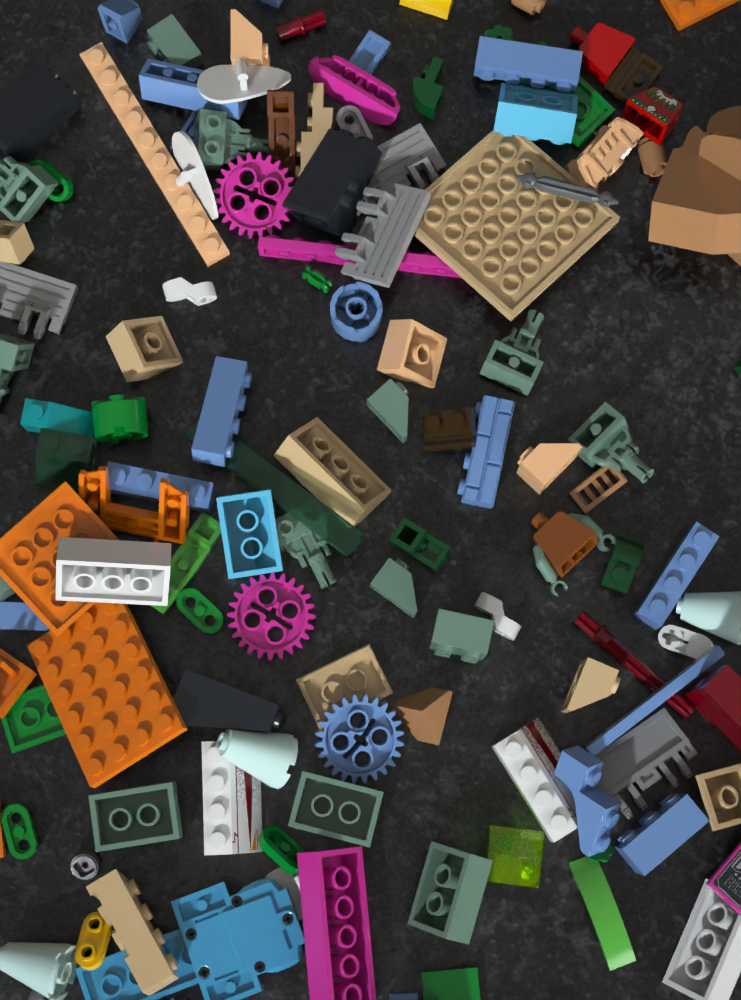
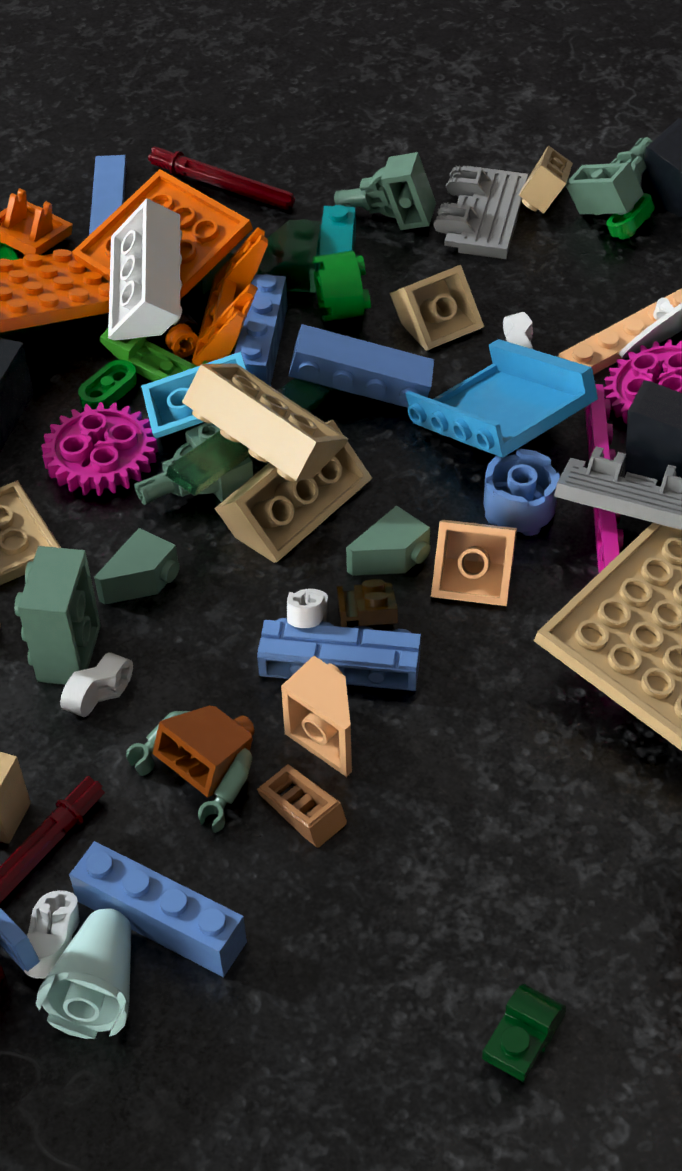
camera: 85 degrees right, 30 degrees down
(270, 310) = (508, 400): none -> dark azure panel
(301, 481) = (262, 420): none -> slope
(317, 279) = (563, 455): green piece -> none
(419, 544) = (201, 583): dark green brick -> none
(452, 469) = (307, 608): none -> white piece
(514, 360) = (490, 675): sand green brick -> none
(609, 443) = (367, 790): sand green brick -> none
(622, 564) = (185, 834): dark green brick -> none

